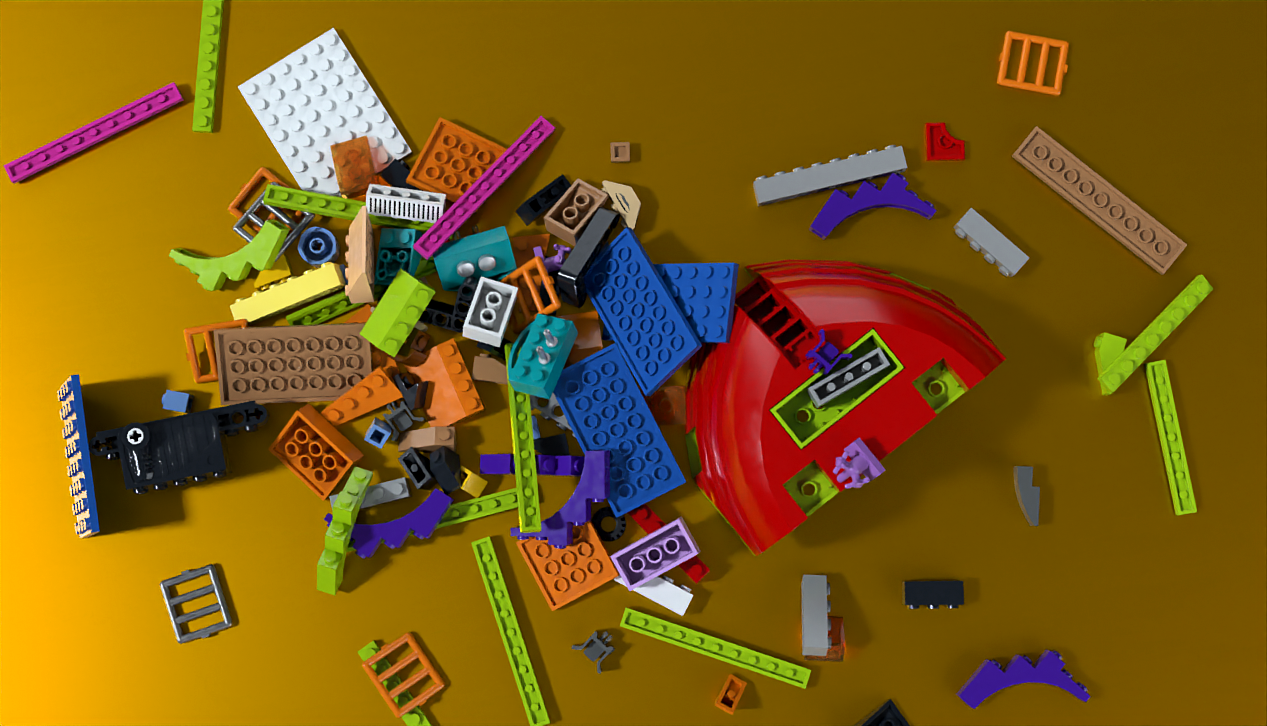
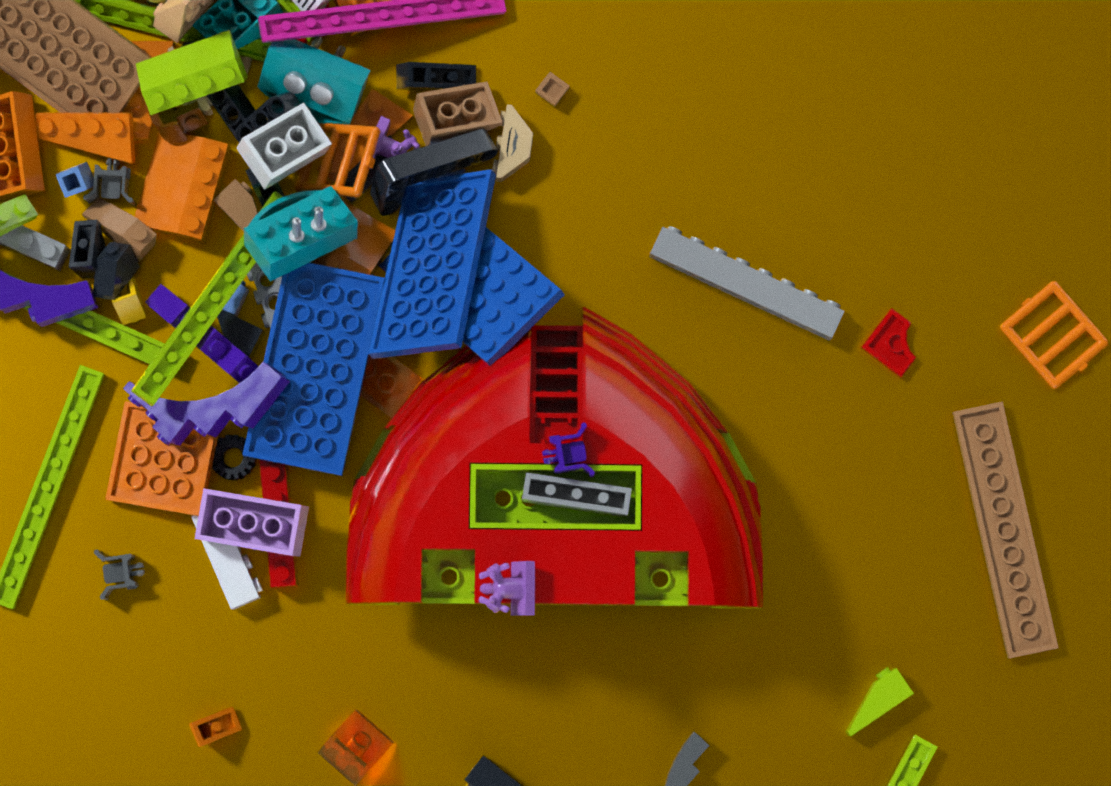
camera: 30 degrees right, 0 degrees up
(413, 393) = (143, 167): black slope -> none
(715, 647) = (239, 668): lime plate -> none
(814, 615) = (363, 714): light grey brick -> none
(869, 197) = (795, 353): dark purple arch -> none
(991, 243) = (856, 484): light grey brick -> none
(1155, 333) = (948, 711): lime plate -> none

